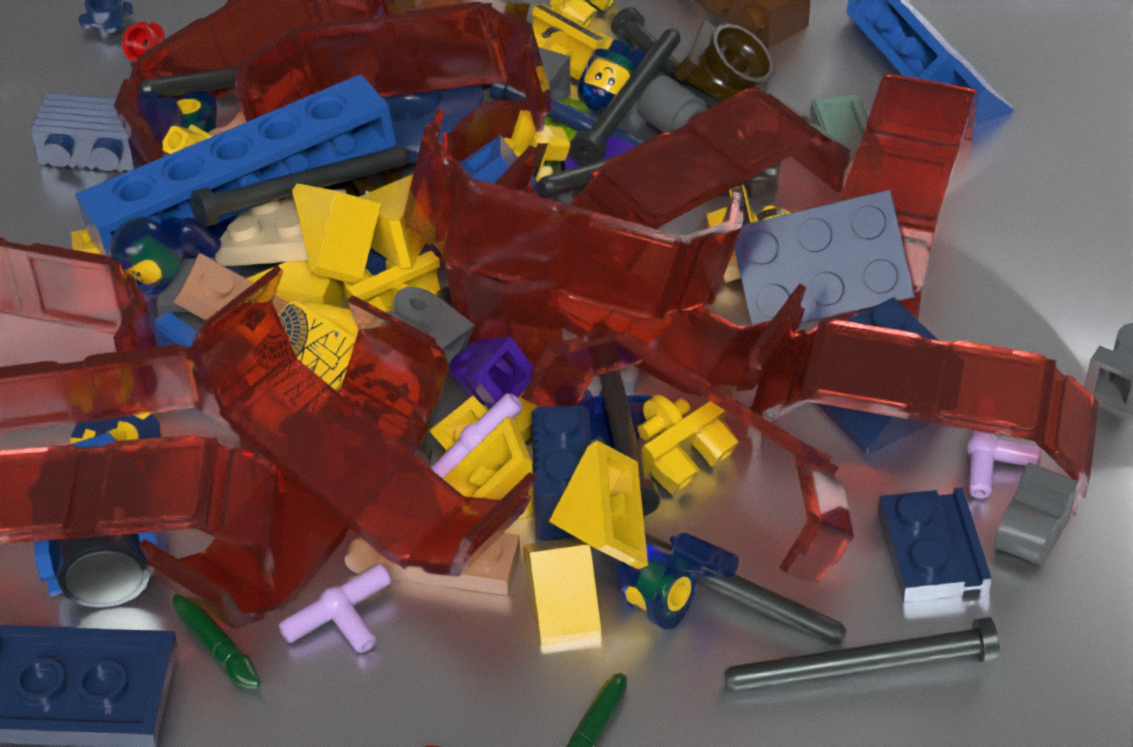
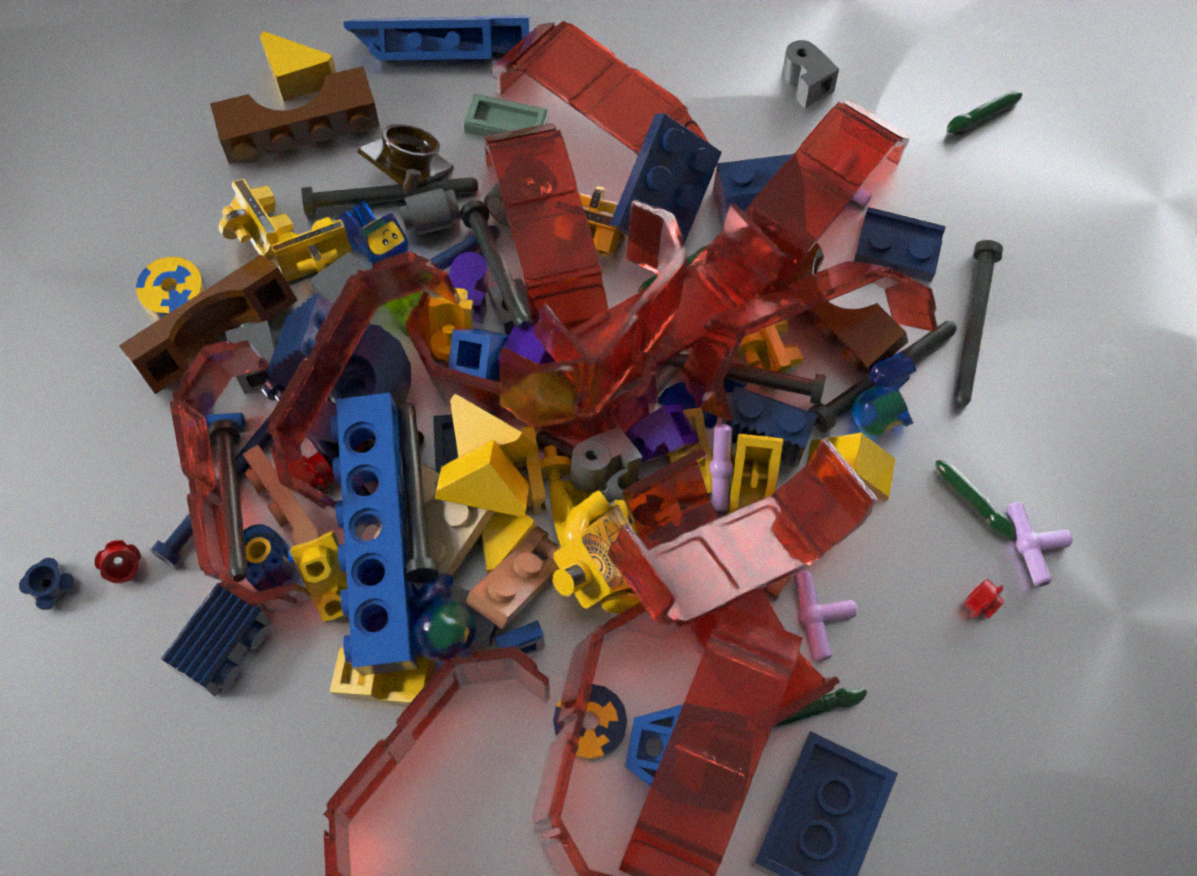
camera: 70 degrees left, 20 degrees up
(590, 145) = (470, 278): pearl dark grey bar -> none
(605, 505) = (845, 414): yellow slope -> none
(755, 512) = (865, 332): none -> reddish brown arch
(1036, 514) = (909, 180): dark grey leg -> none

